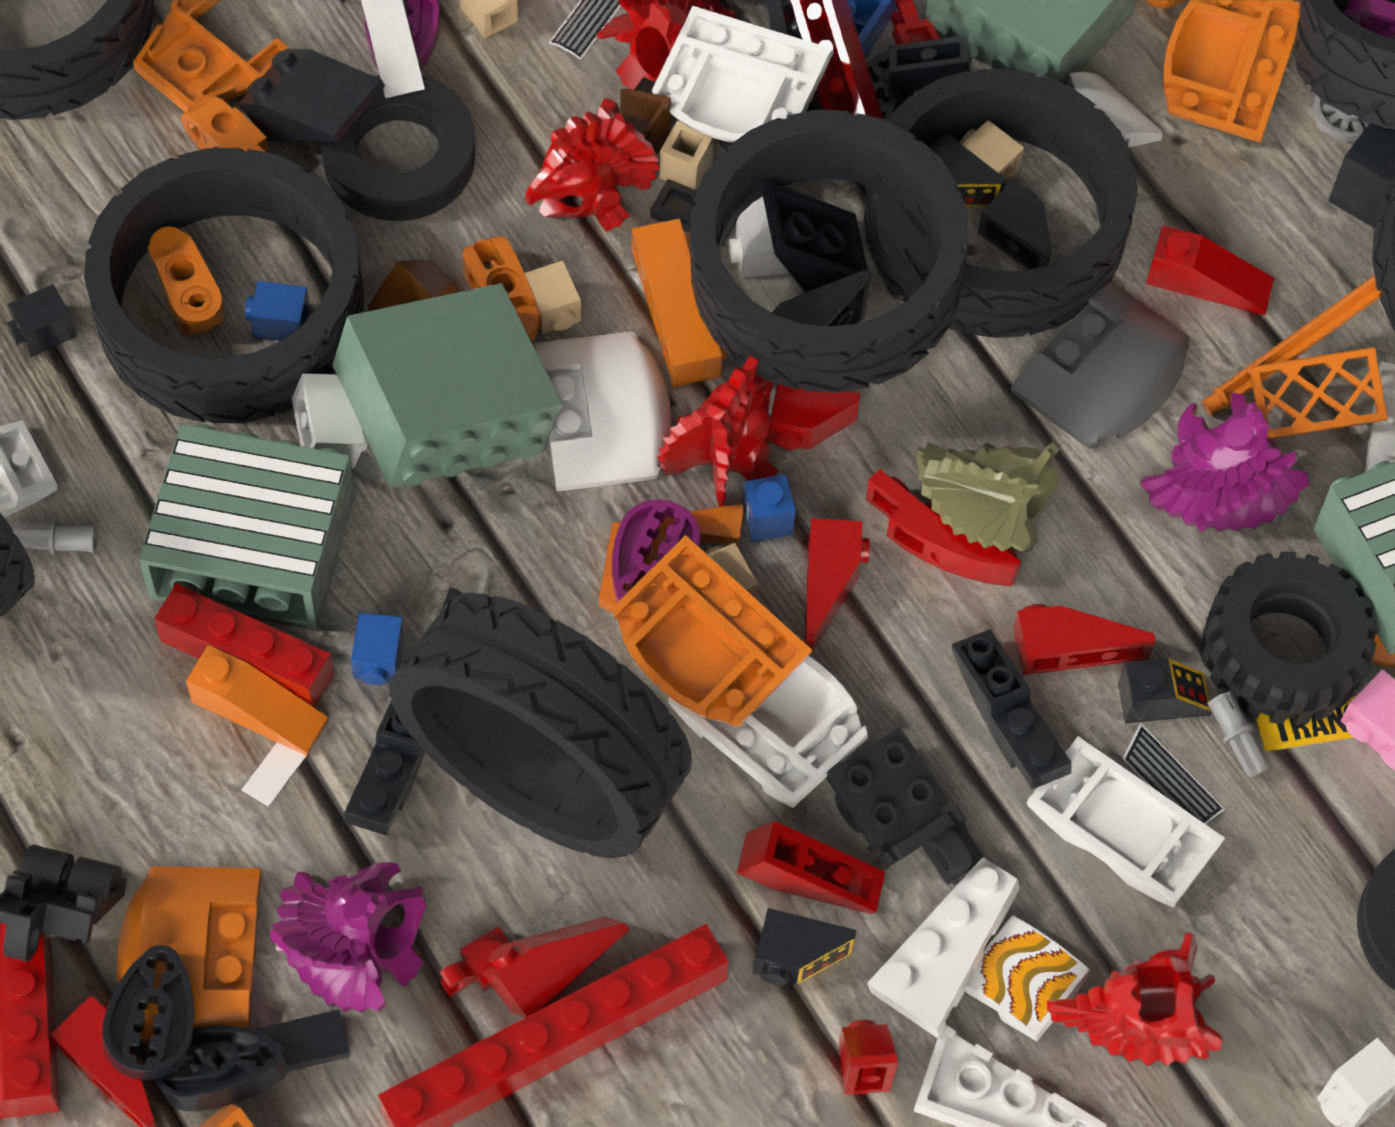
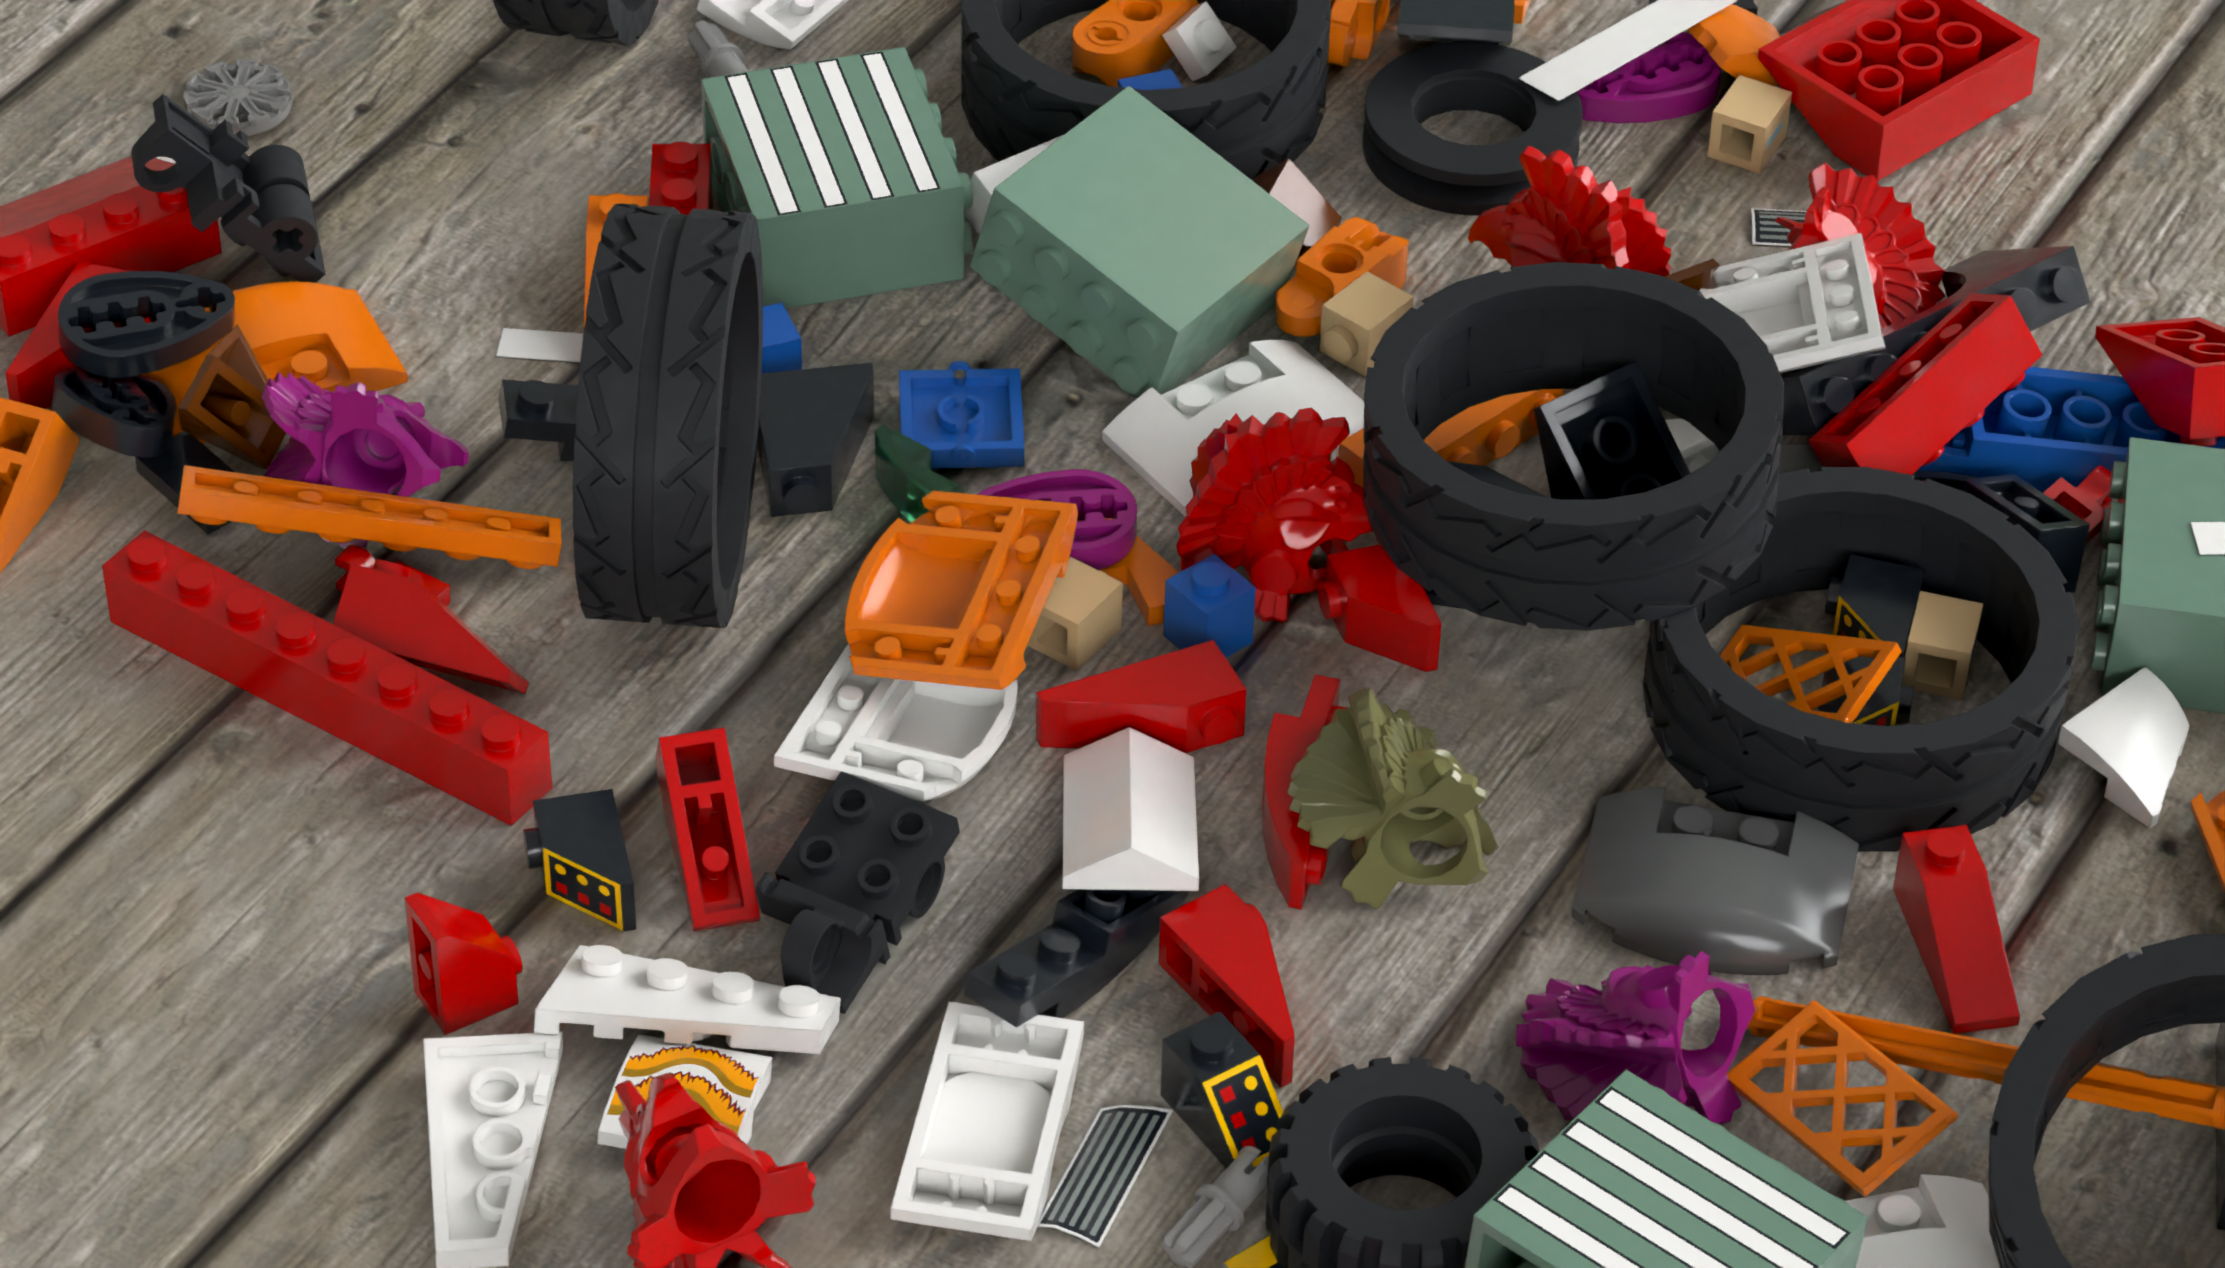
camera: 65 degrees right, 20 degrees down
(218, 250) = (1199, 41): none -> white plate
(259, 989) = (228, 406): none -> reddish brown slope
(429, 950) = (353, 514): none -> orange plate
(506, 558) = (964, 419): none -> blue plate
(578, 614) = (906, 472): none -> clear green slope
(928, 635) = (1129, 816): none -> white slope
(998, 208) = (1839, 650): none -> orange window

